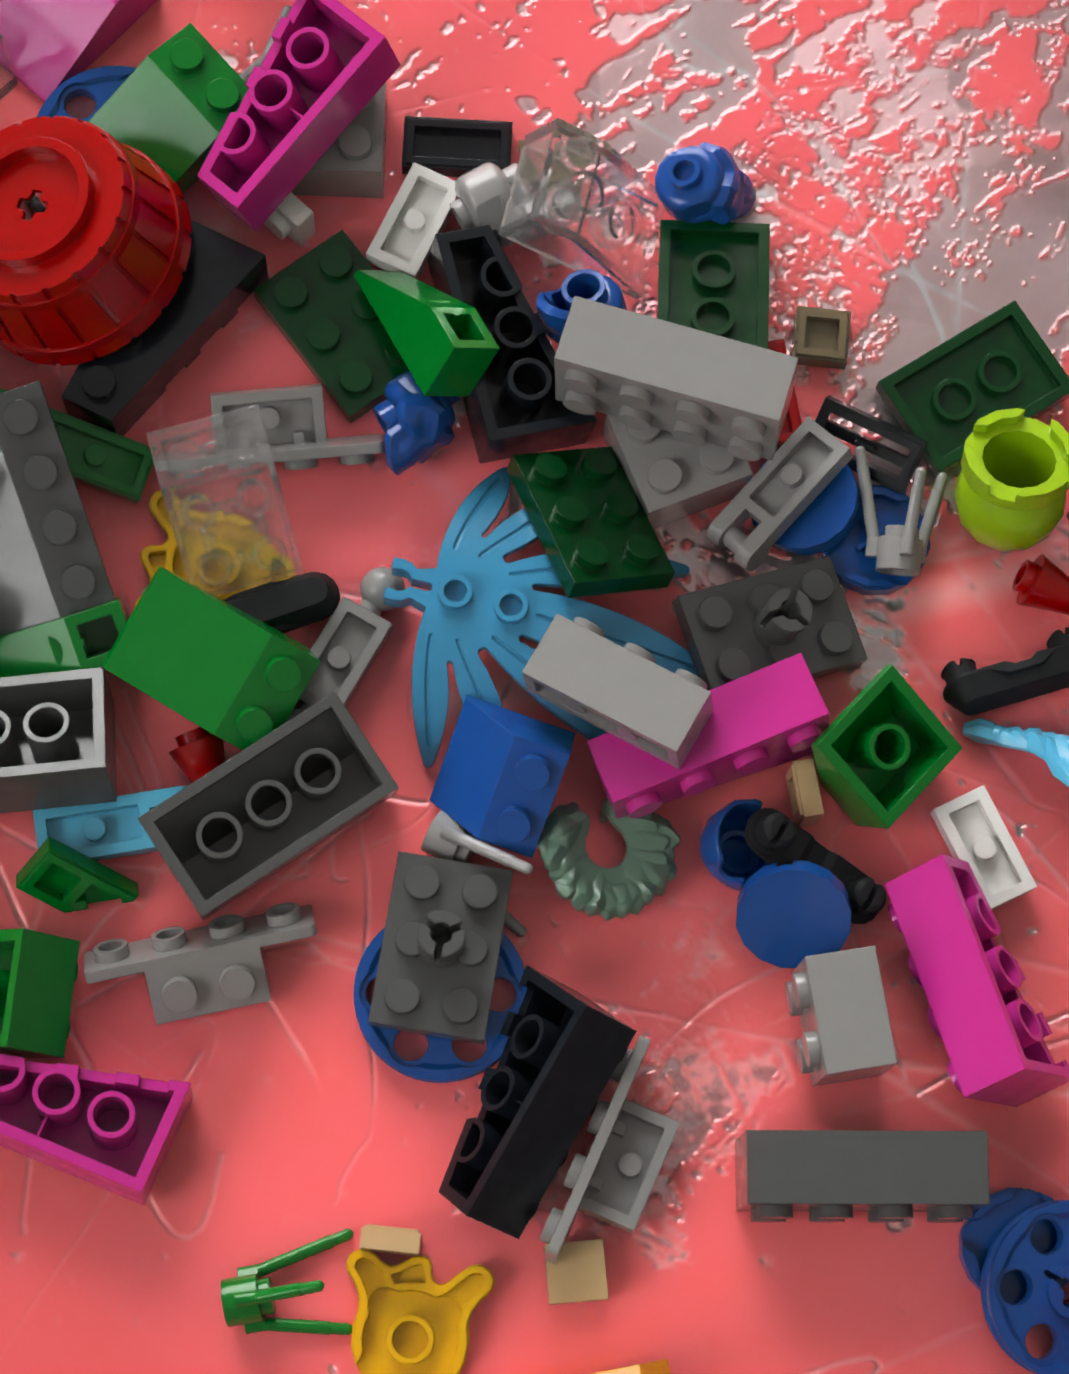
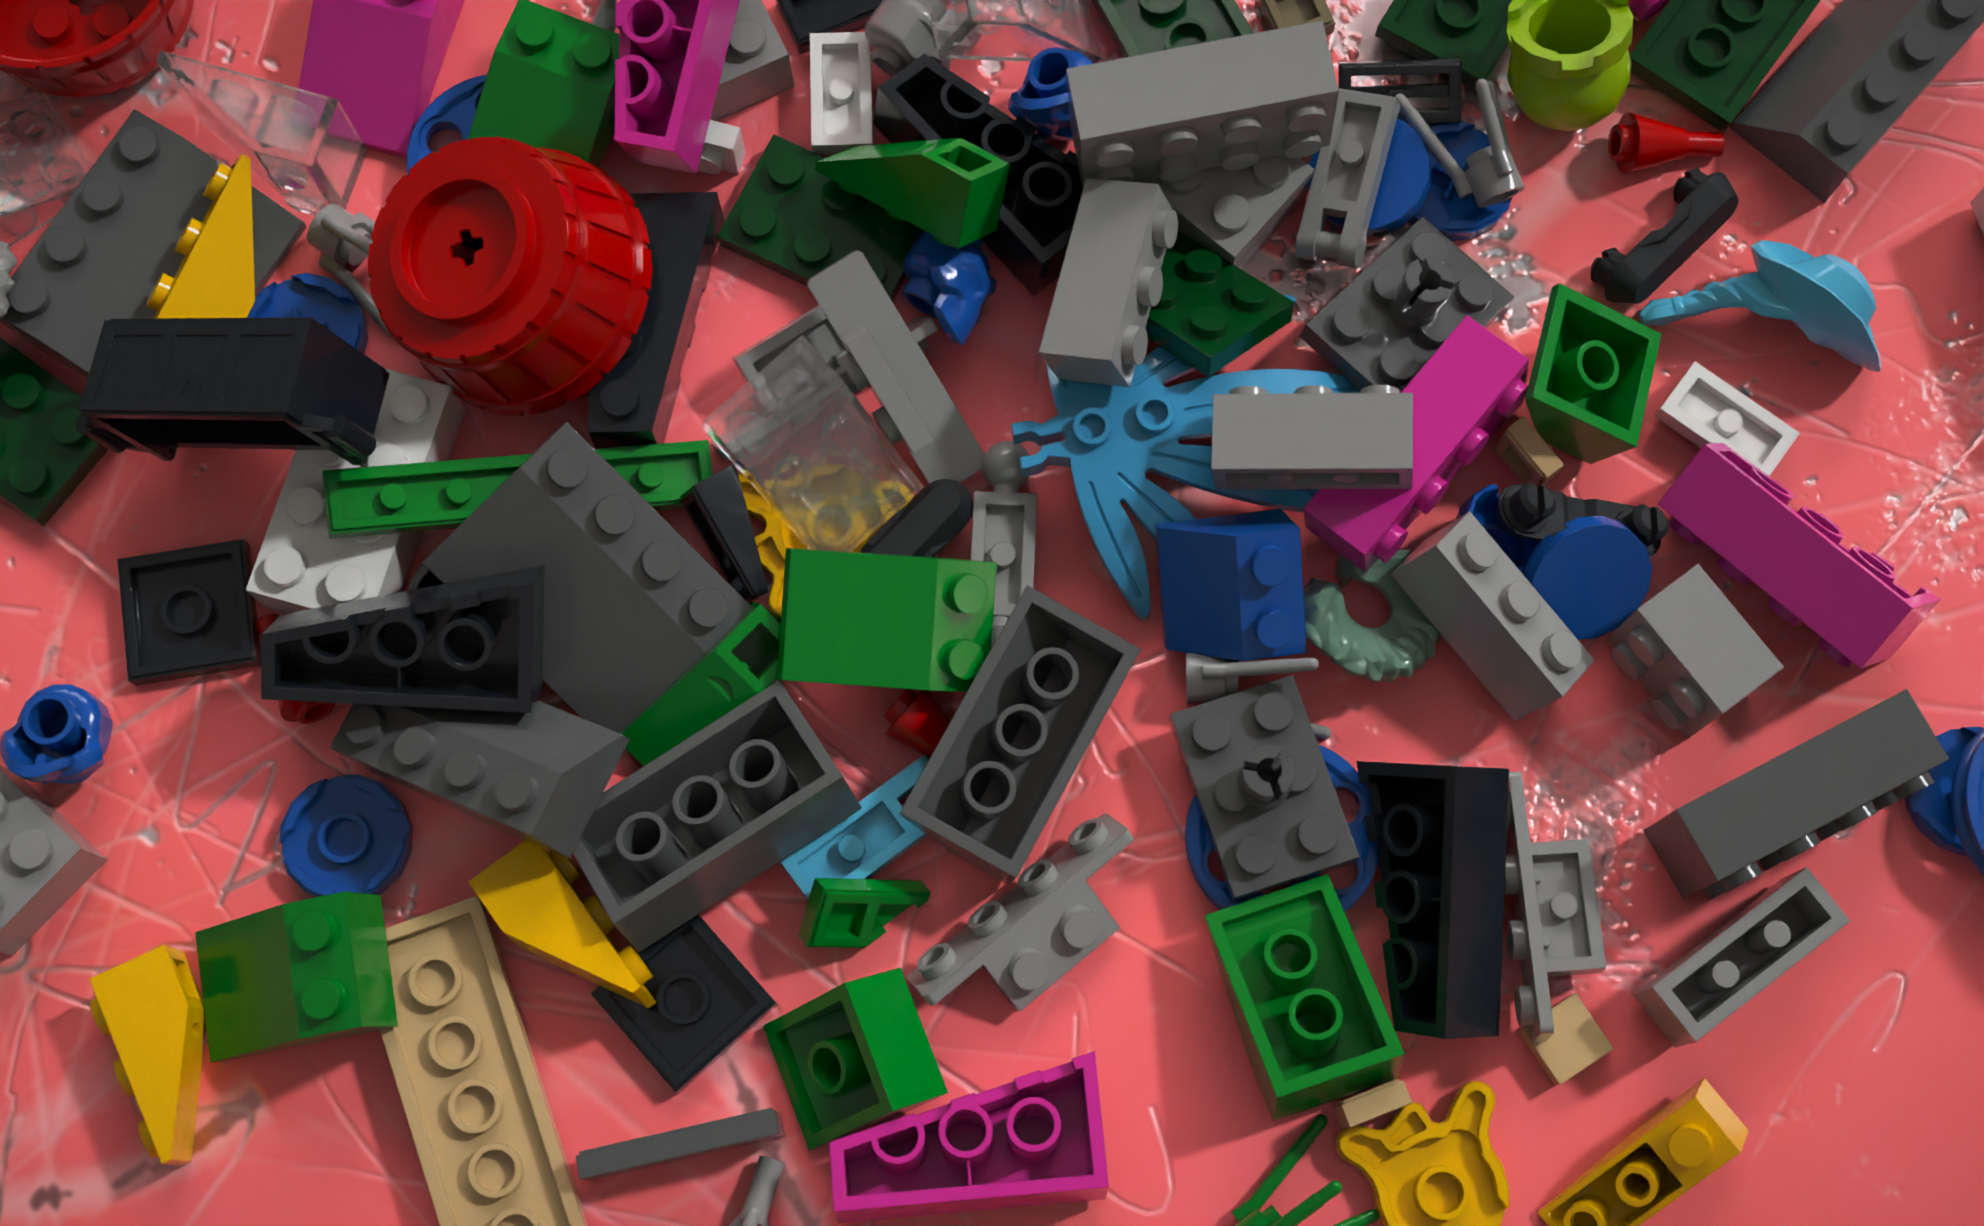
camera: 20 degrees left, 0 degrees up
(131, 521) = (725, 527): none -> black slope
(326, 470) = (896, 370): none -> light grey bracket
(380, 1127) = (1303, 997): none -> green slope
(527, 482) = (1109, 282): none -> light grey brick
(696, 906) = (1493, 617): none -> light grey brick
(746, 1278) = (1741, 958): none -> light grey brick

